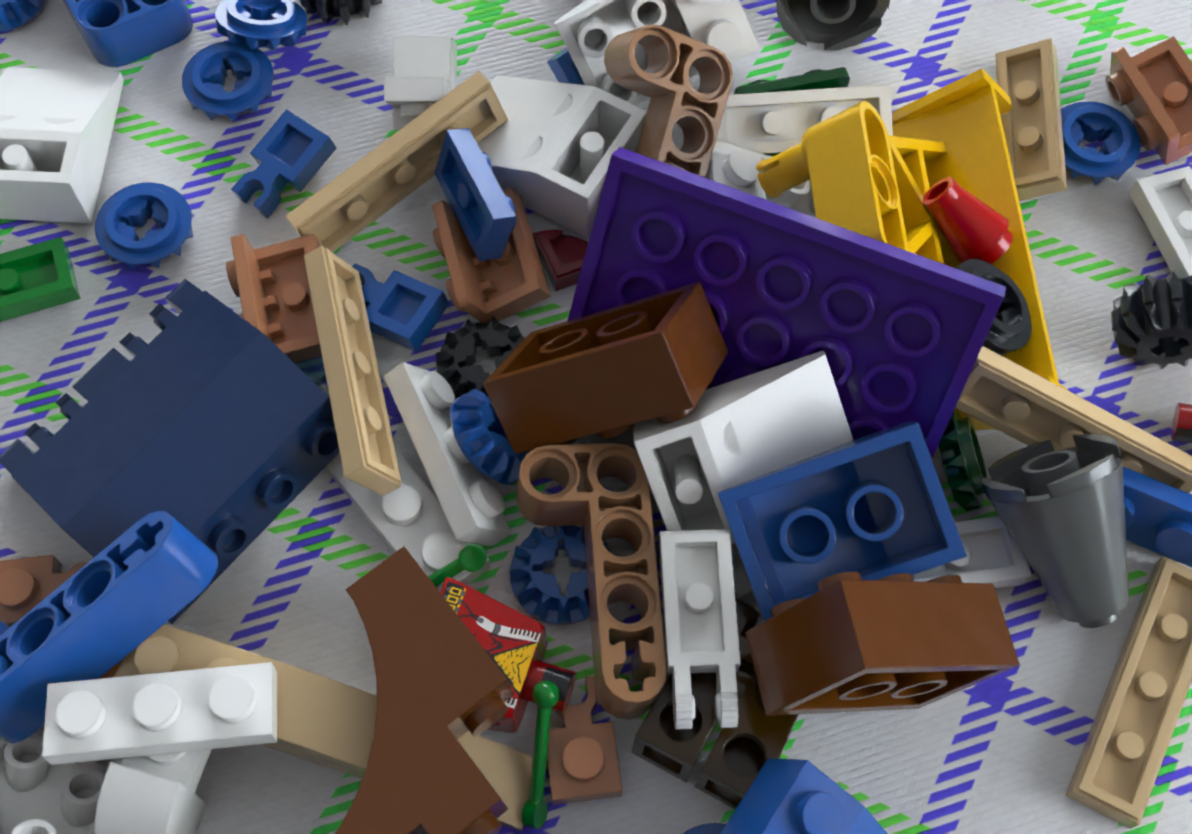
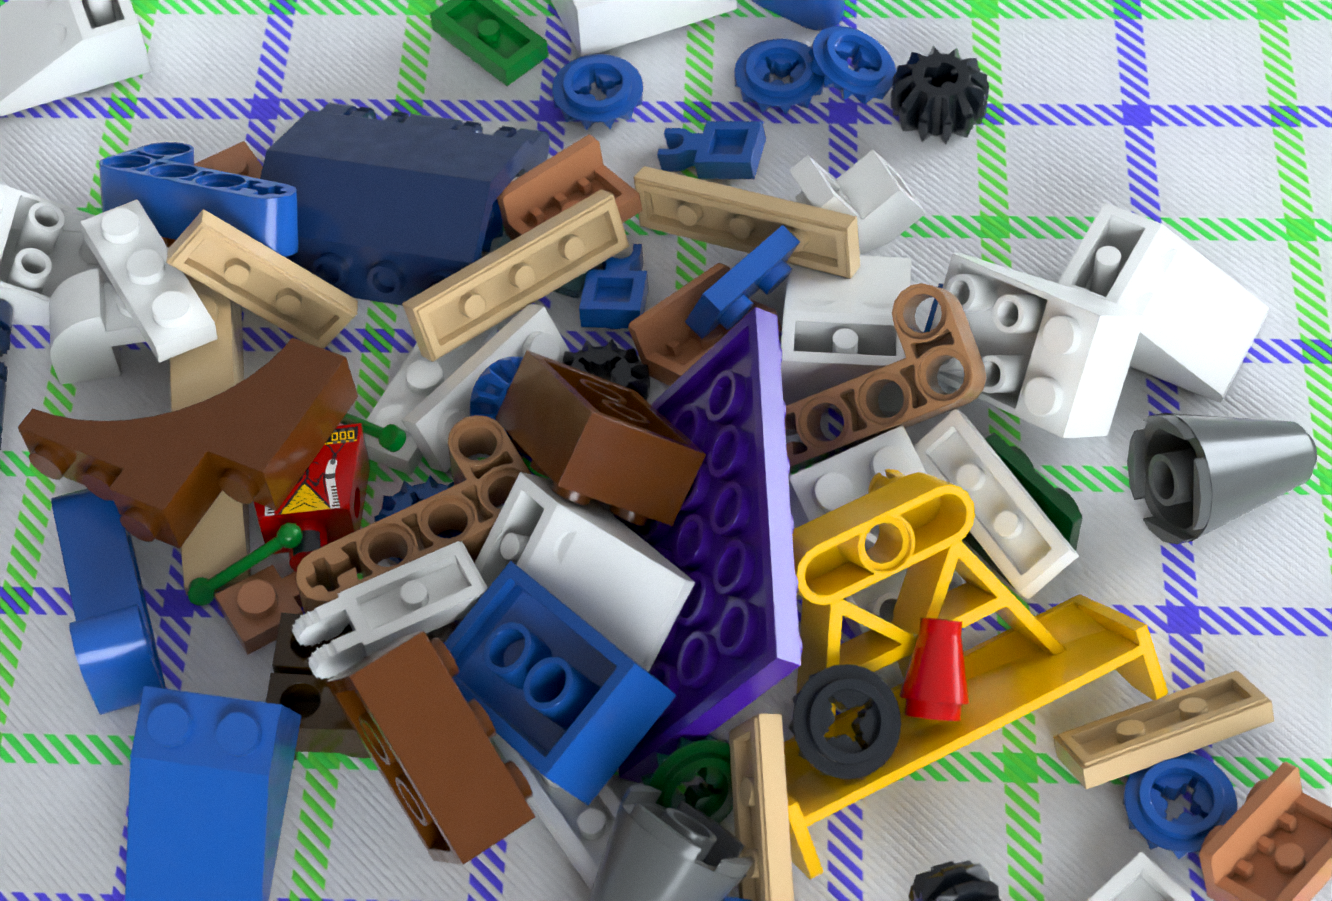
camera: 70 degrees right, 10 degrees down
(223, 602) = (261, 280): none -> tan tile

